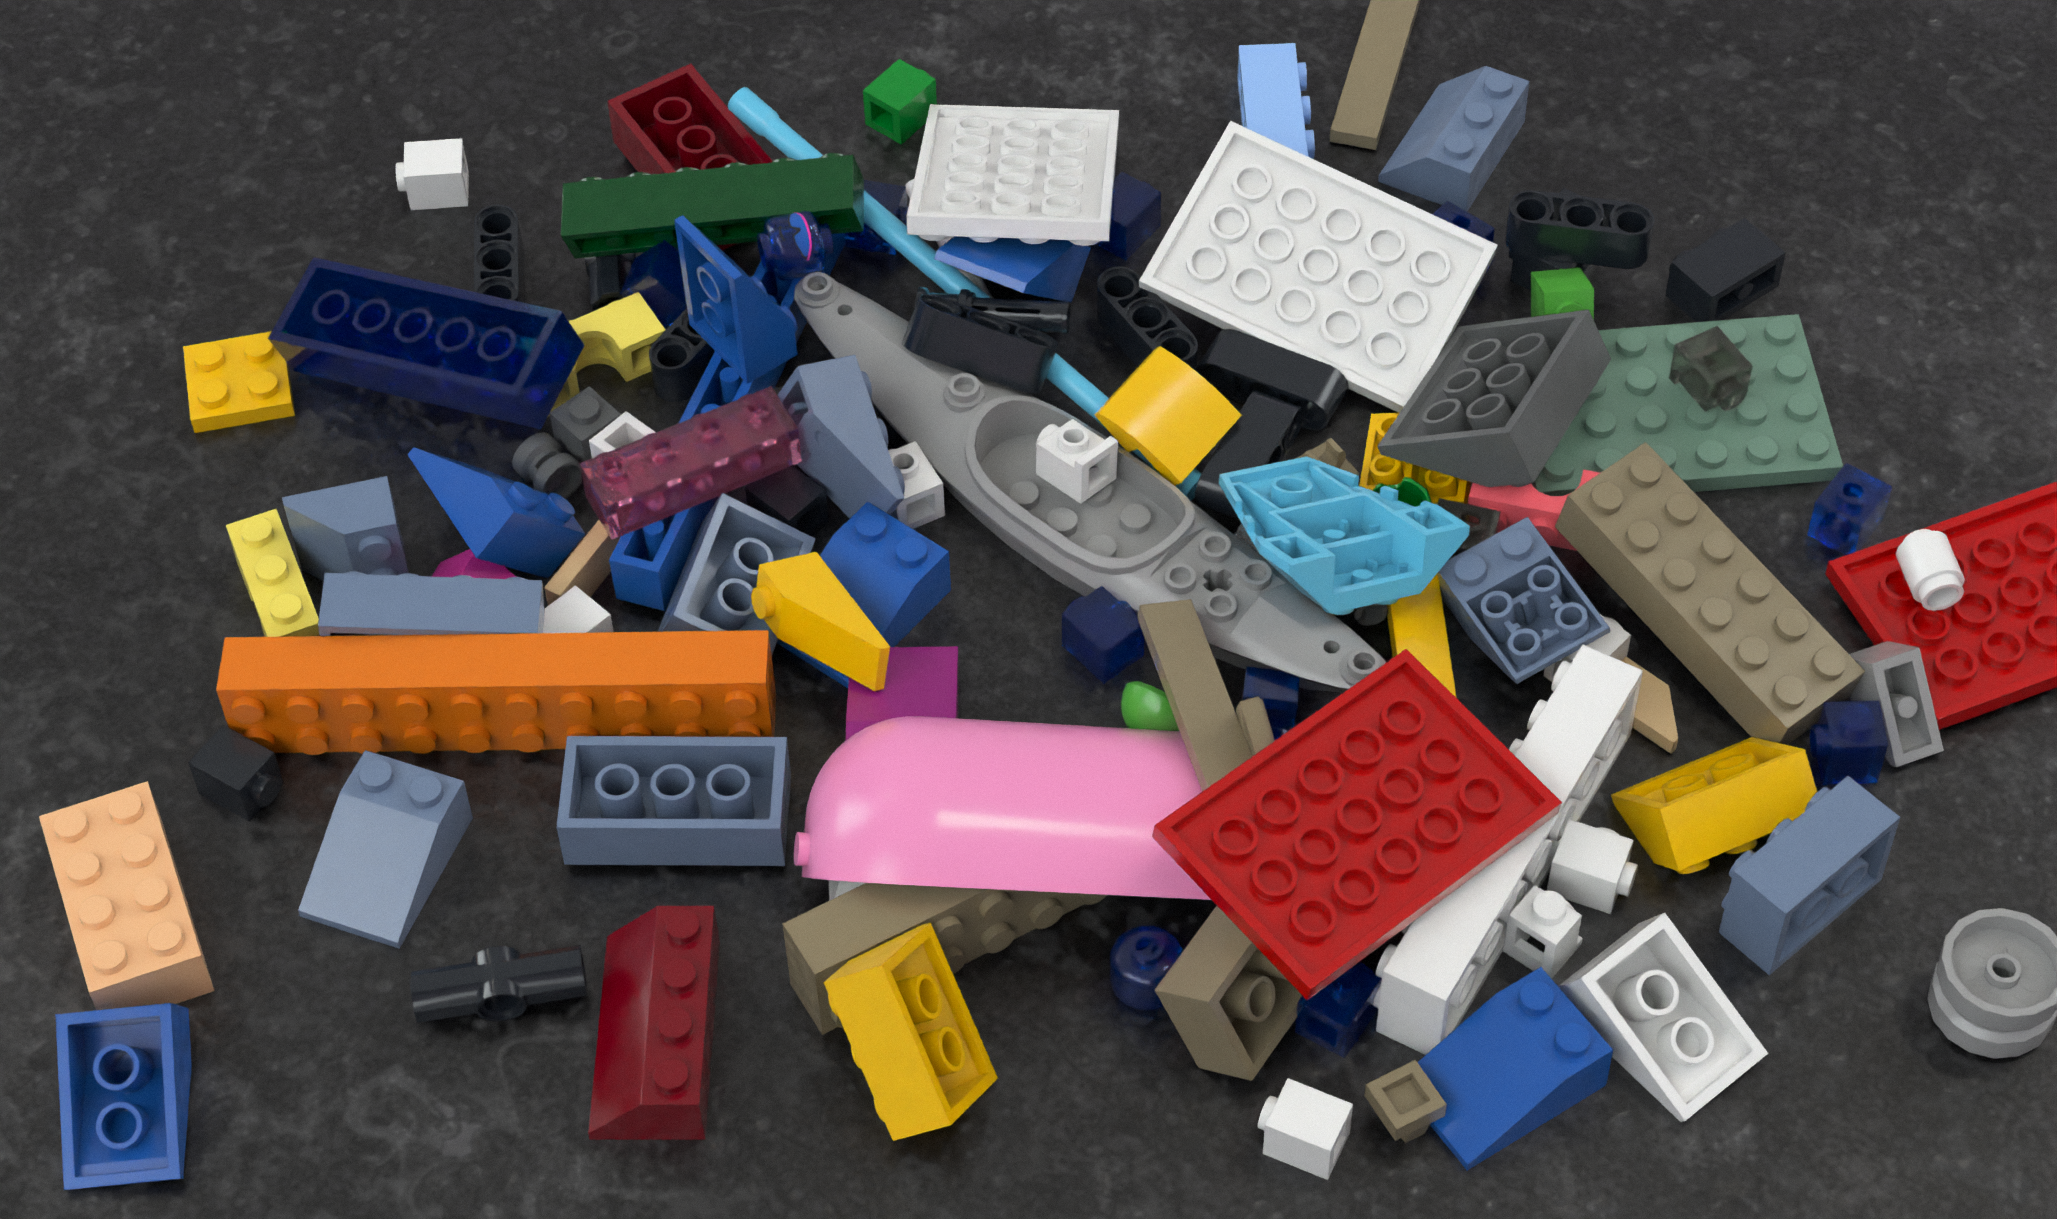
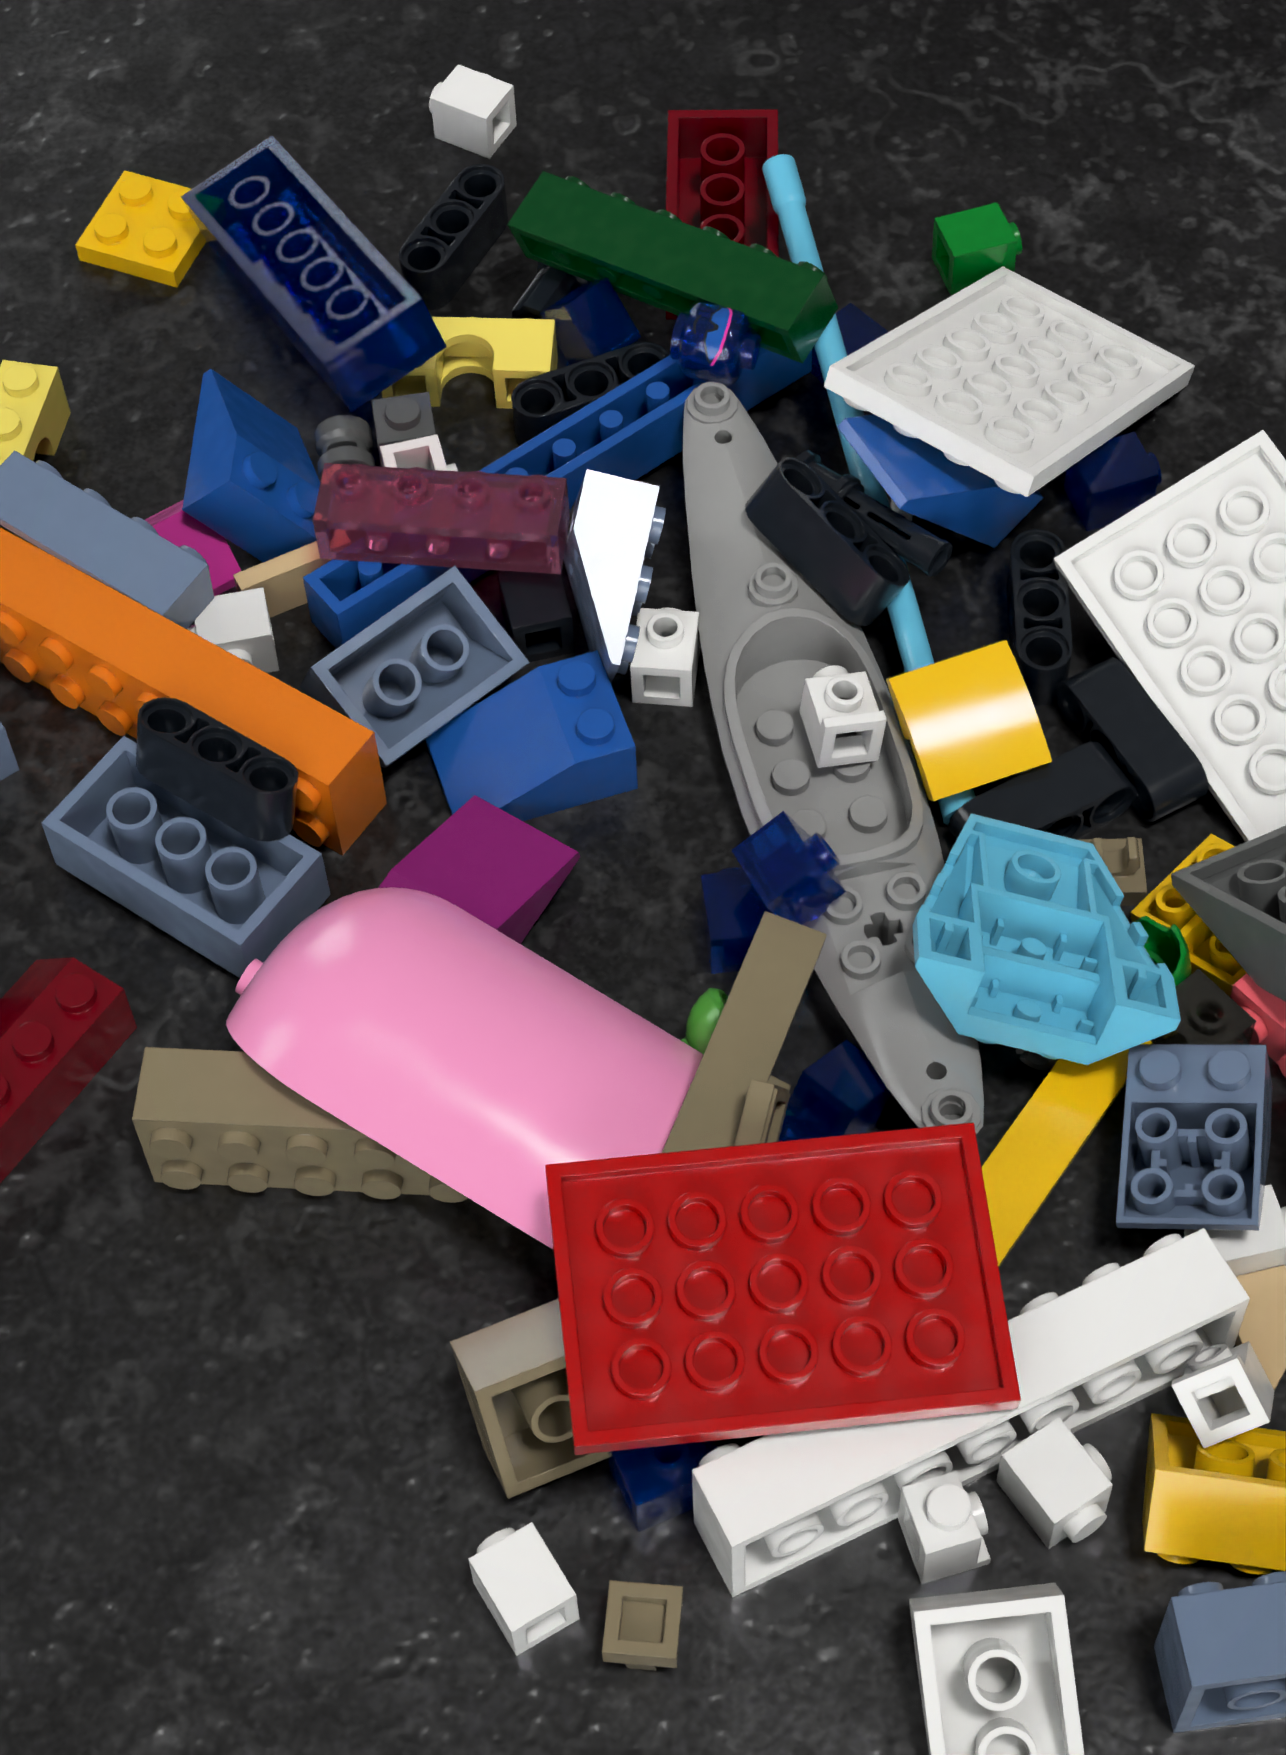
camera: 35 degrees right, 5 degrees up
(347, 529) = (112, 431): sand blue slope -> none
(669, 716) = (216, 769): none -> black beam
(732, 308) = (601, 373): blue slope -> none
(819, 617) = (445, 742): yellow slope -> none
(911, 1033) = (196, 1236): yellow slope -> none
(1135, 569) = (790, 869): none -> clear blue brick
(1140, 963) = (490, 1293): clear blue head -> none
(1514, 1067) = (786, 1660): blue slope -> none
(1650, 740) = (1224, 1392): none -> white brick

